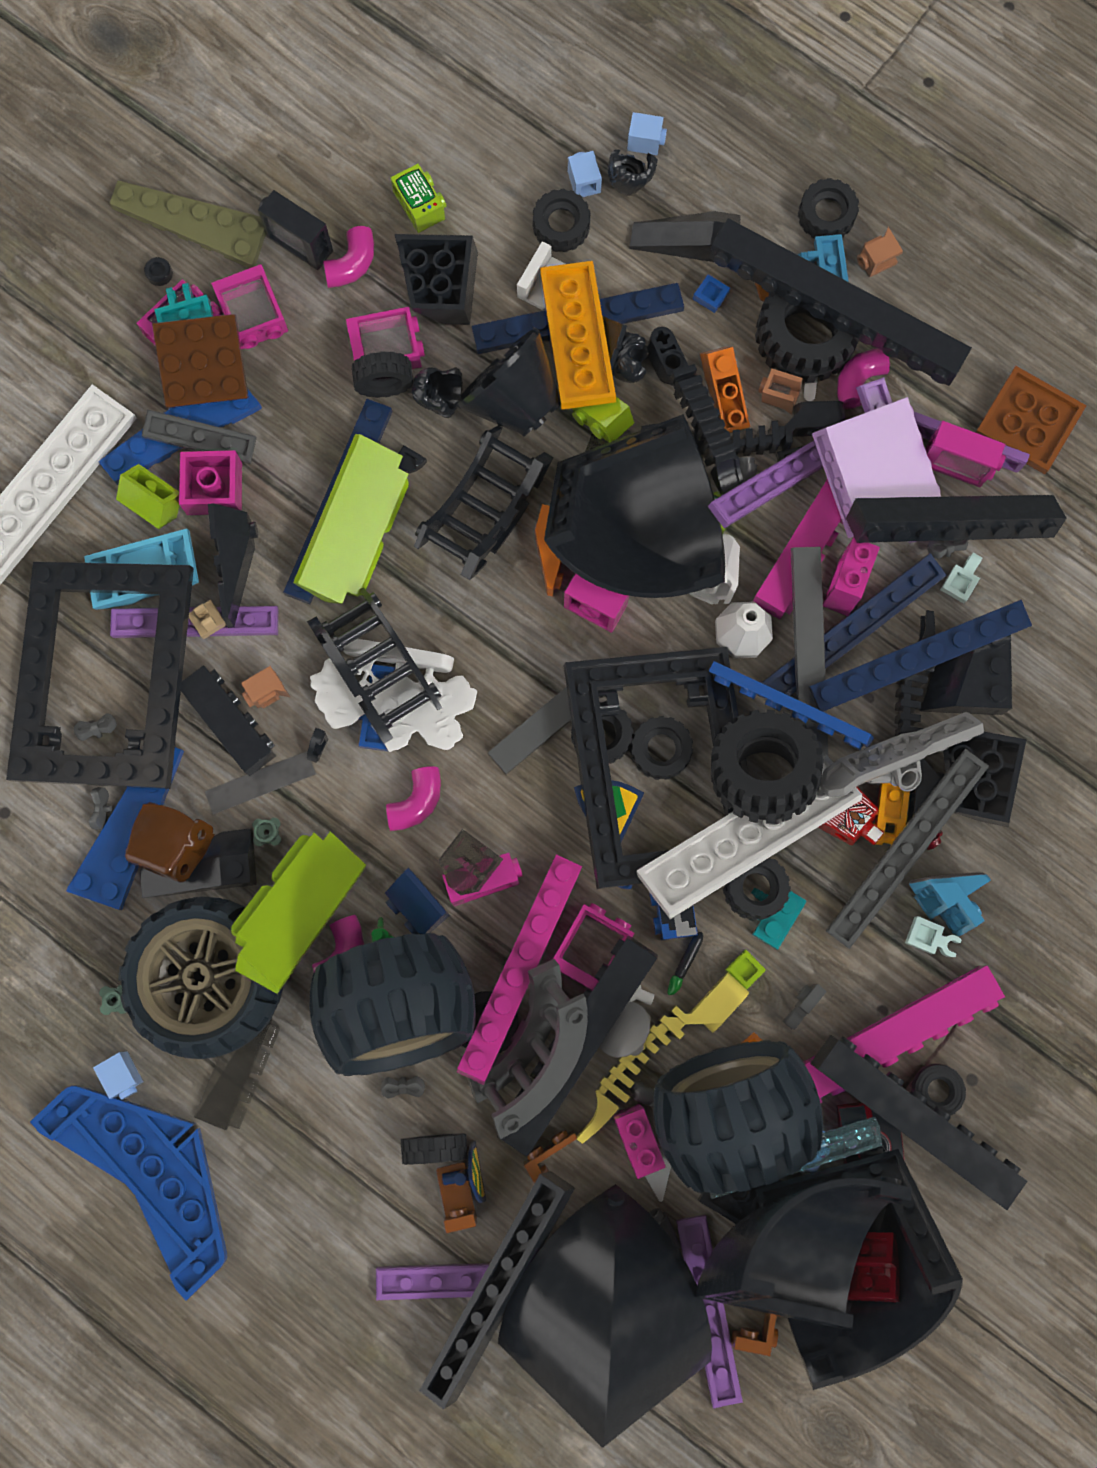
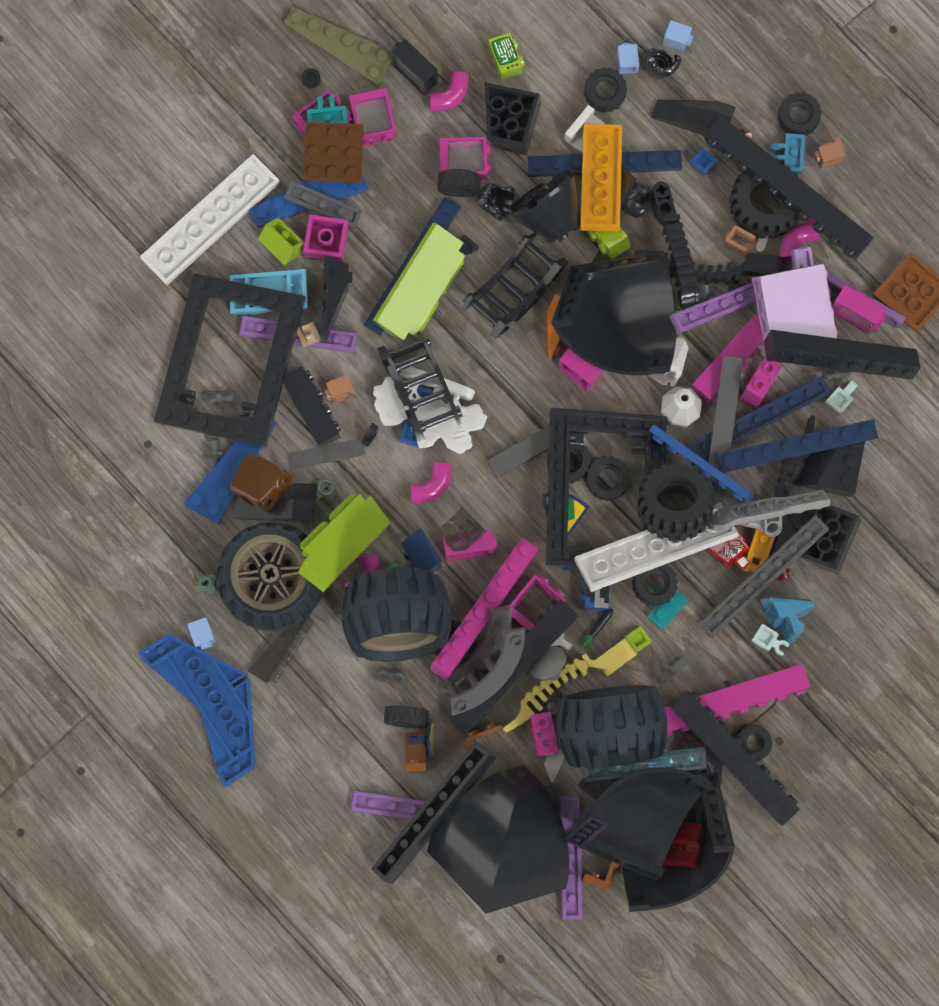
camera: 10 degrees right, 0 degrees up
(725, 387) = (700, 233): orange slope -> none

